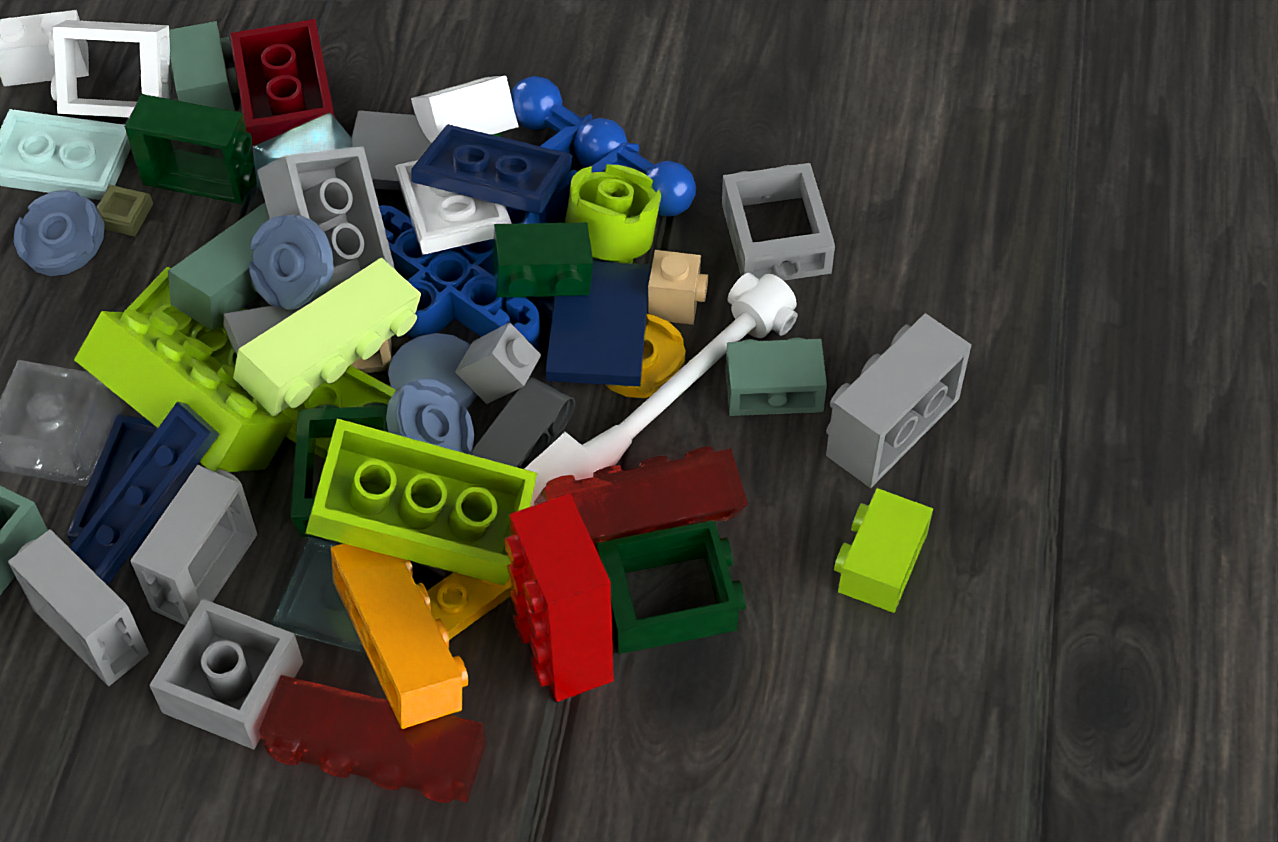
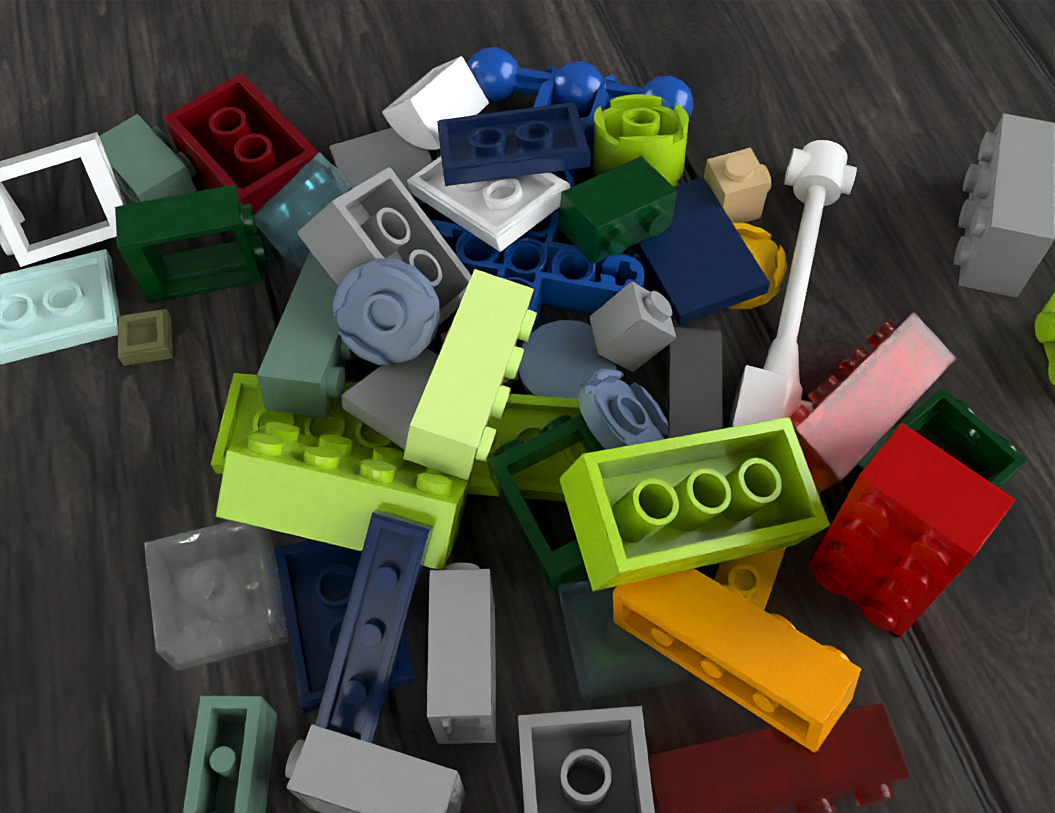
camera: 25 degrees left, 5 degrees up
(59, 233) = (93, 387): sand blue tile -> none
(775, 377) = (877, 231): sand green brick -> none
(804, 254) = (775, 136): light grey window -> none

